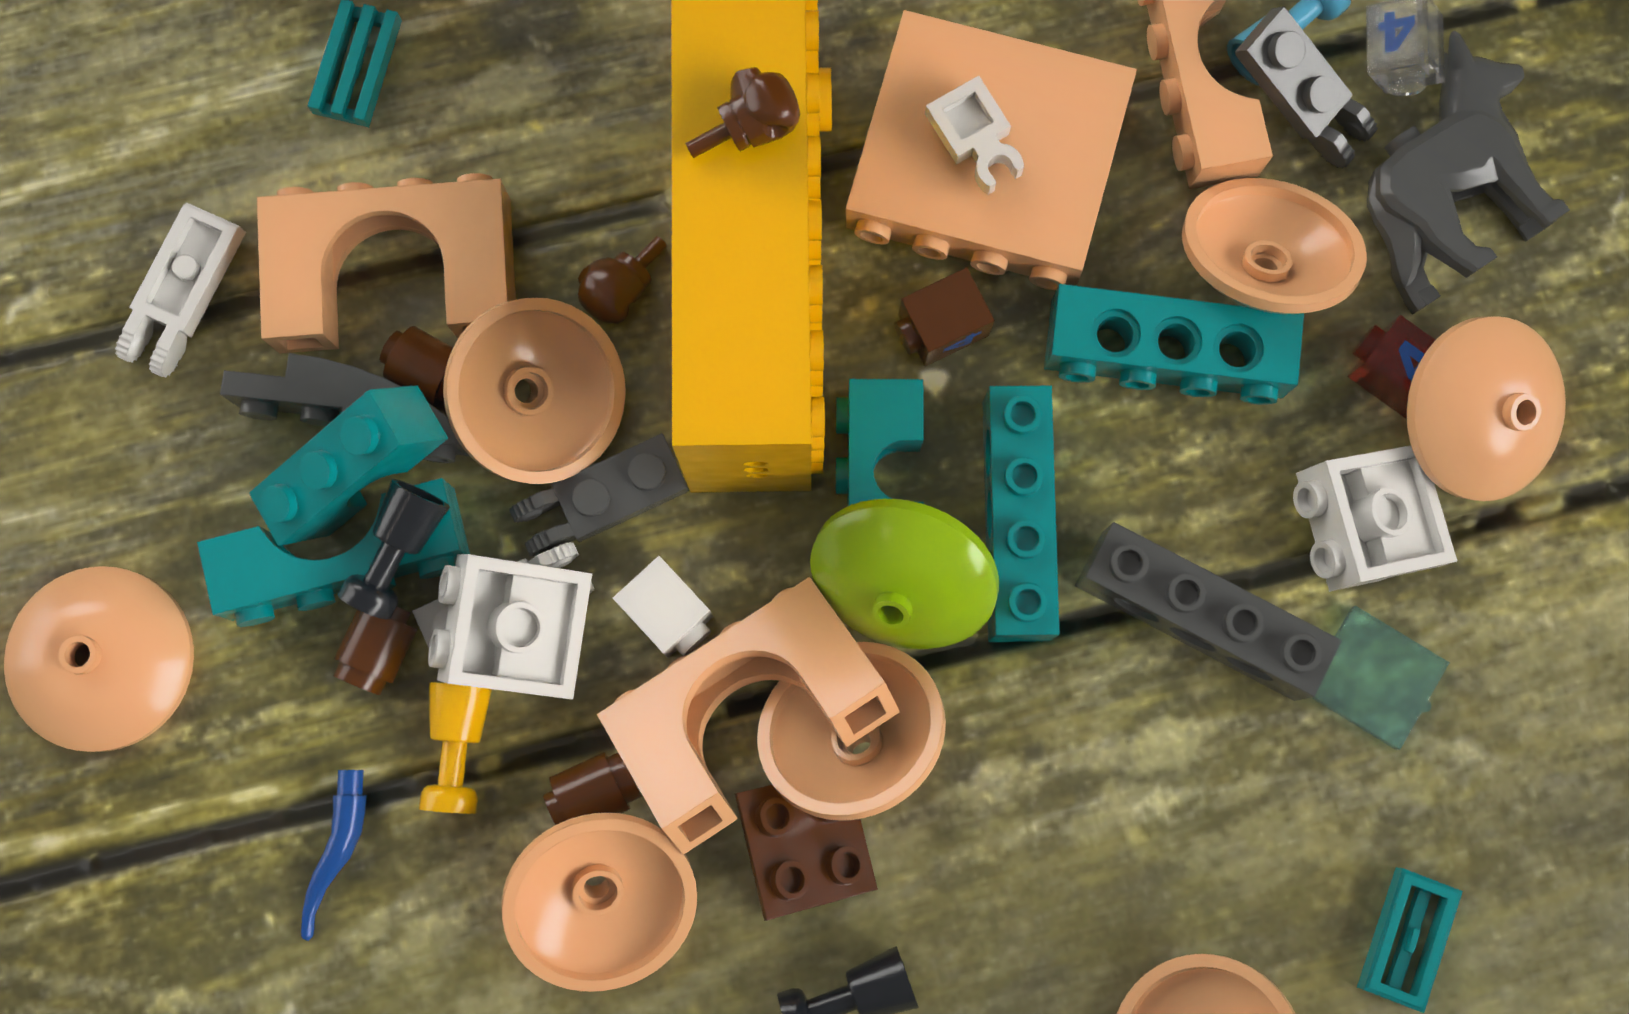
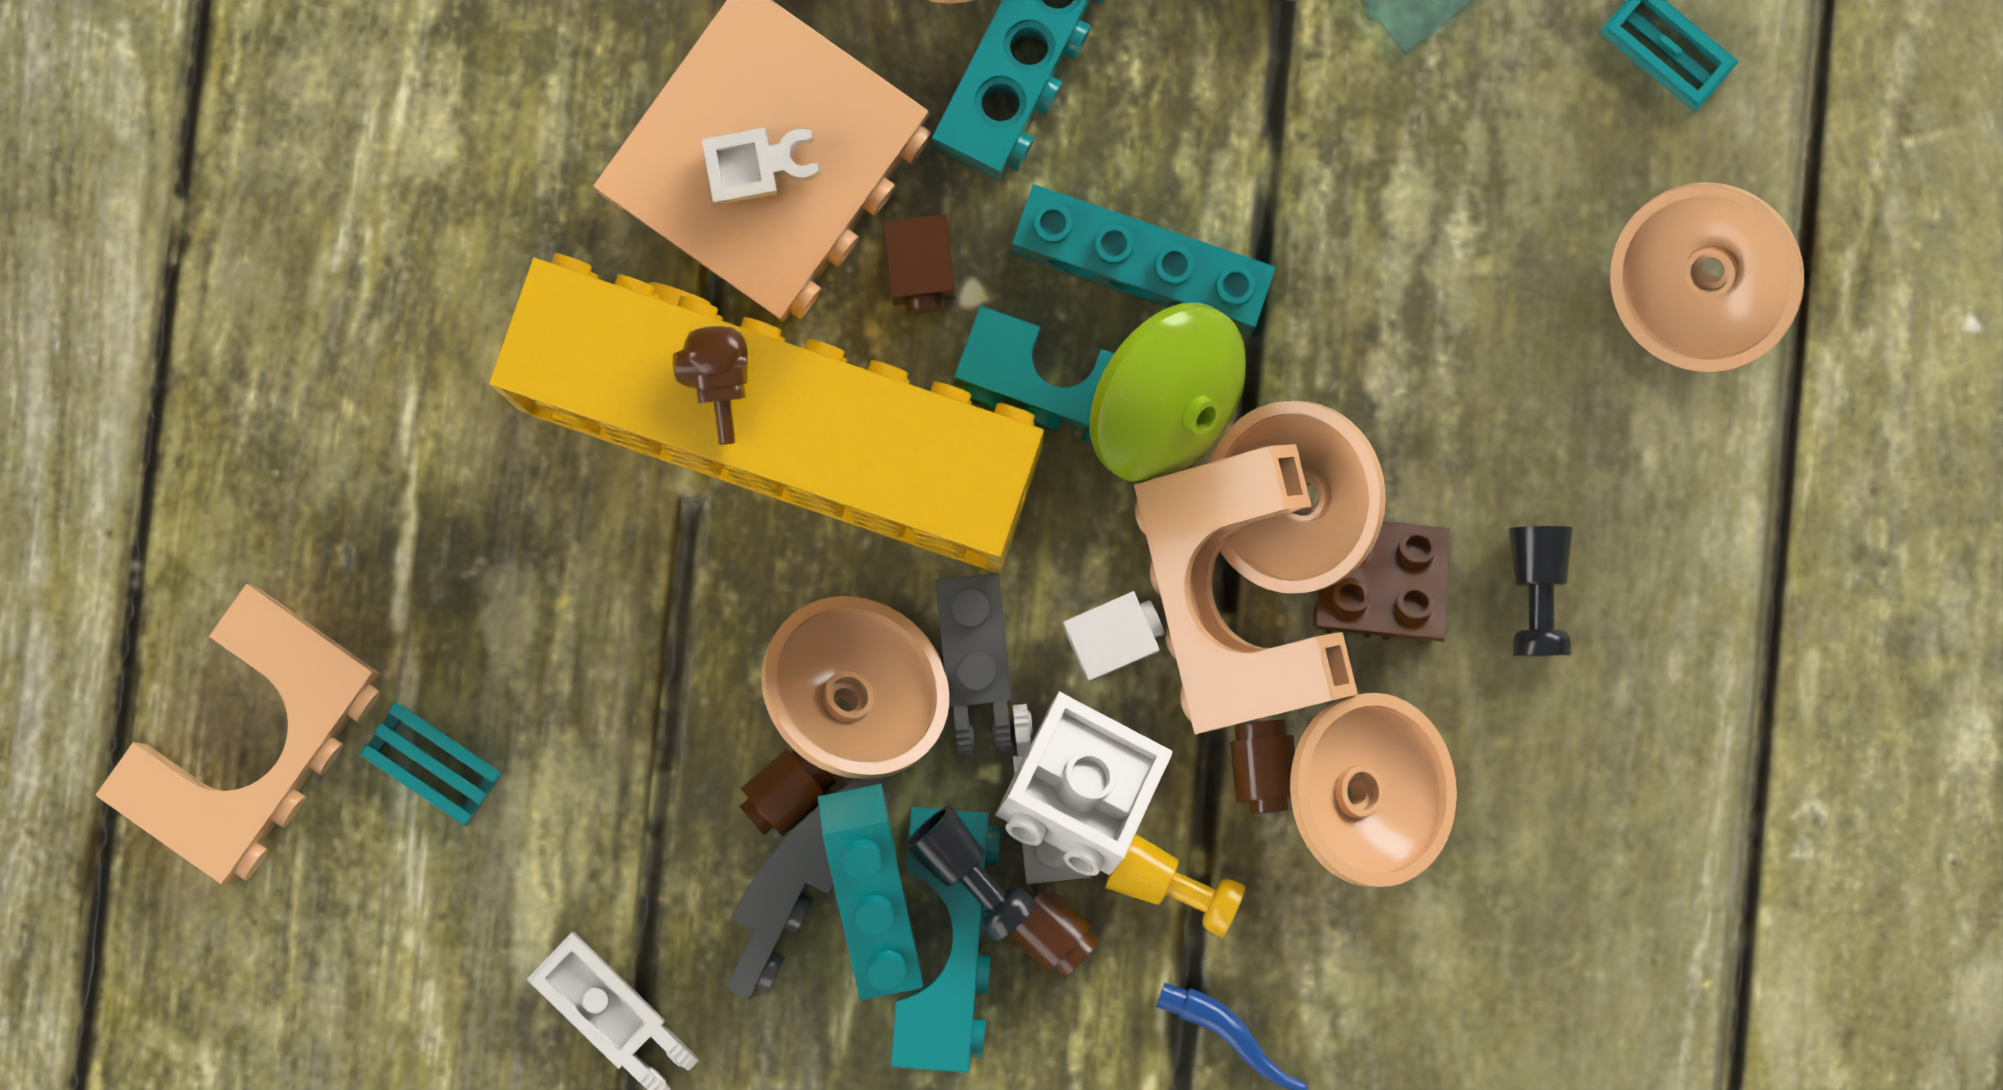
camera: 70 degrees left, 5 degrees up
(311, 234) = (605, 864): light nougat arch -> none
(613, 284) = (765, 575): reddish brown piece -> none
(1208, 613) = (1300, 118): dark grey brick -> none

